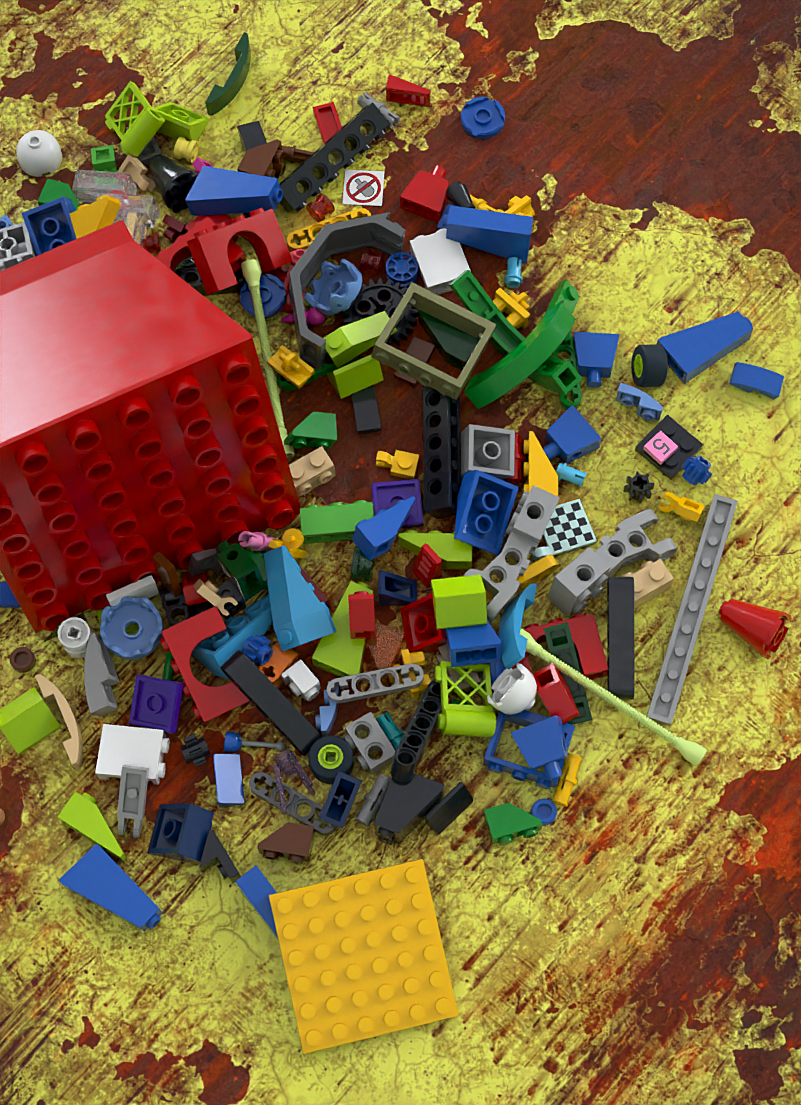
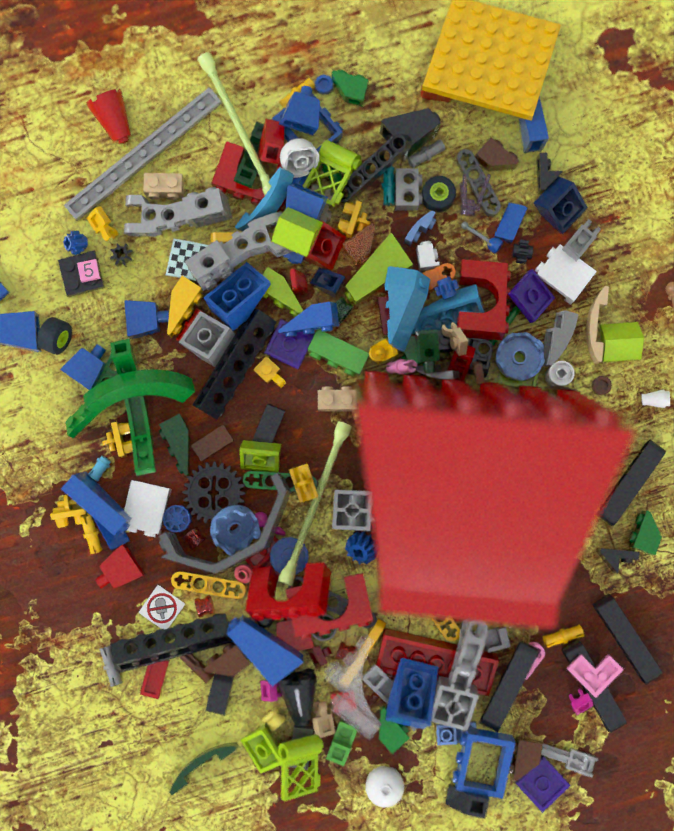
camera: 155 degrees left, 15 degrees up
(86, 819) = (615, 245): lime slope -> none
(94, 215) = (379, 684): yellow slope -> none
(109, 887) = (624, 196): blue slope -> none
(142, 588) = (506, 381): white tile -> none
(270, 702) = (457, 248): black beam -> none
(313, 432) = (315, 428): green slope -> none
(340, 799) = (450, 161): dark blue slope -> none
(355, 338) = (242, 477): lime slope -> none
(362, 615) = (365, 264): red slope -> none
(376, 687) = (383, 217): light grey beam -> none
(405, 92) = (82, 668): red slope -> none
(448, 313) = (168, 452): olive window -> none
(448, 808) = (374, 123): black slope -> none
(459, 195) = (100, 545): black cone -> none
(482, 118) = (38, 612): blue tile -> none
(570, 474) = (163, 297): medium azure pin -> none
(620, 637) = (204, 155): black beam -> none
(647, 406) = (76, 308): medium blue slope -> none

